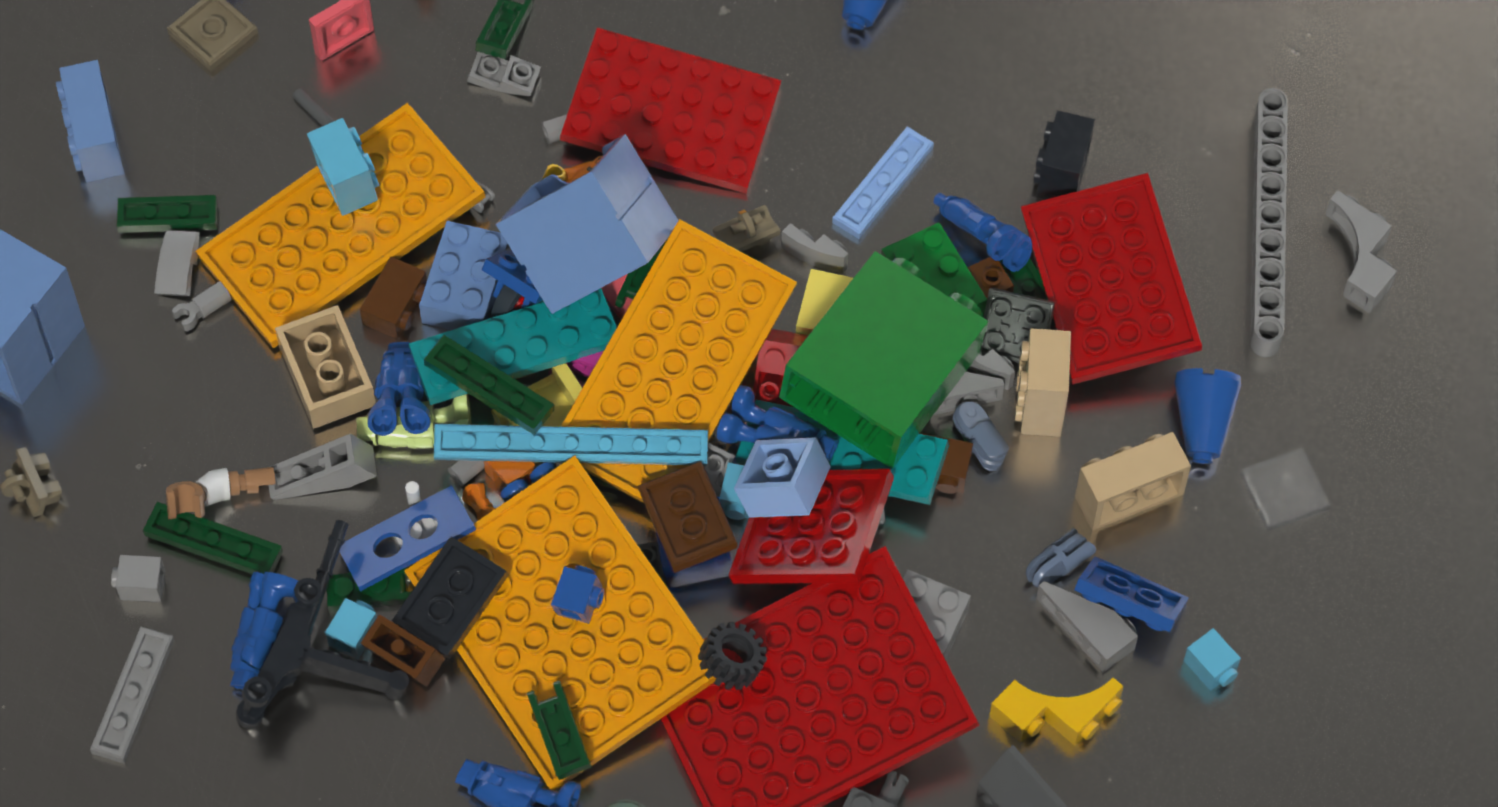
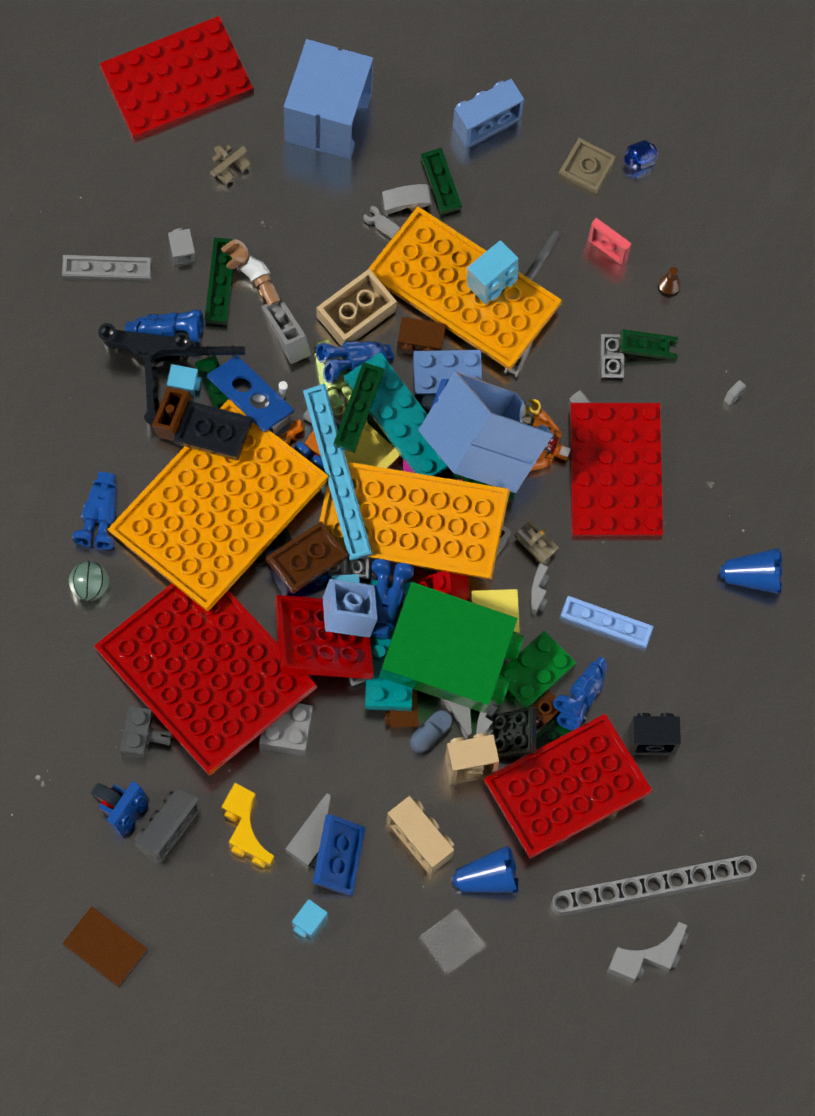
camera: 70 degrees right, 10 degrees up
(560, 733) = (141, 522): dark green hinge -> none
(578, 594) = (231, 504): blue brick -> none
(721, 666) = (227, 609): black tyre -> none
(1059, 558) = (355, 803): sand blue arm -> none

